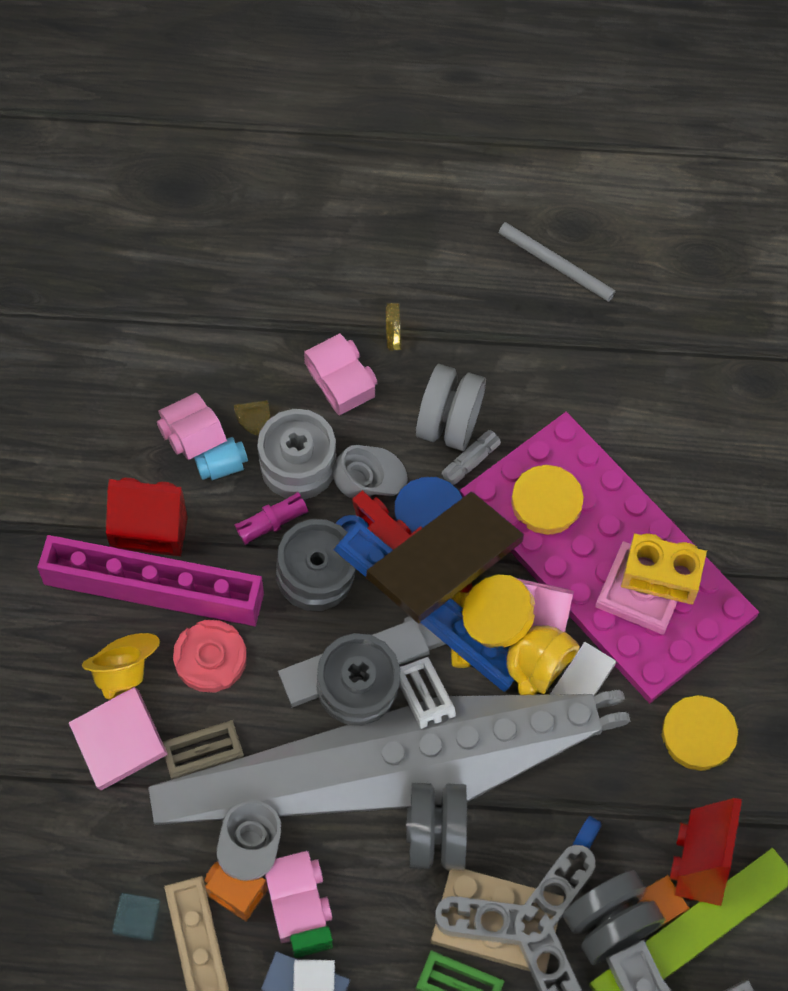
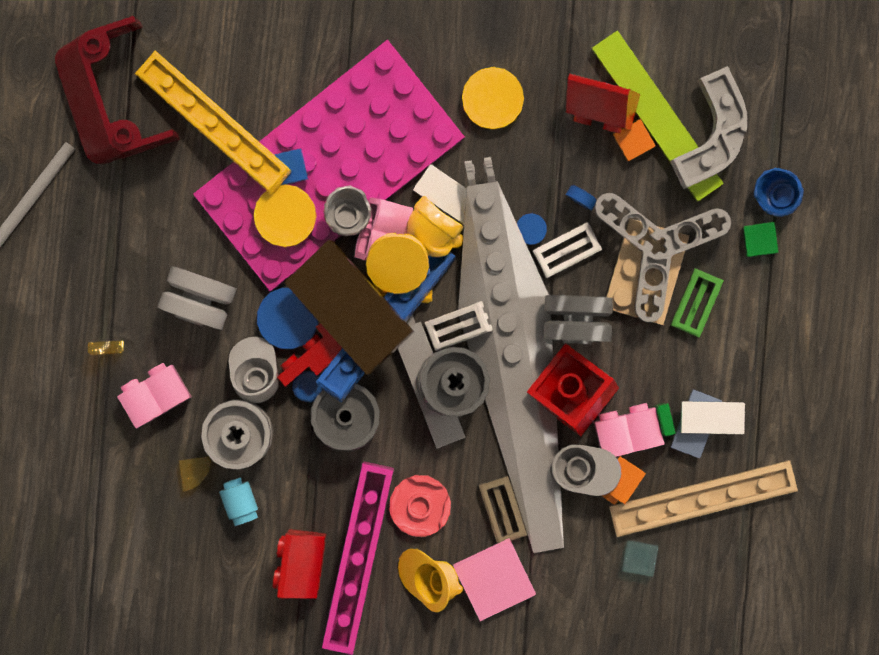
camera: 90 degrees left, 25 degrees up
(190, 426) = (210, 528): bright pink brick -> none
(271, 518) = (295, 456): dark pink pin -> none
(347, 826) = (573, 389): none -> red slope
(471, 457) = (237, 279): light grey axle -> none
(535, 850) = (544, 261): none -> white tile
(544, 780) = (532, 228): none -> blue tile
(557, 558) = (347, 211): none -> light grey hair
(603, 504) = (295, 161): none -> blue tile
(613, 916) = (650, 182): dark grey wheel -> none
(628, 321) = (101, 140): none -> dark red windscreen
(637, 607) = (368, 137): bright pink tile -> none
(646, 429) = (213, 122): none -> yellow tile
(662, 577) = (366, 122): yellow brick -> none

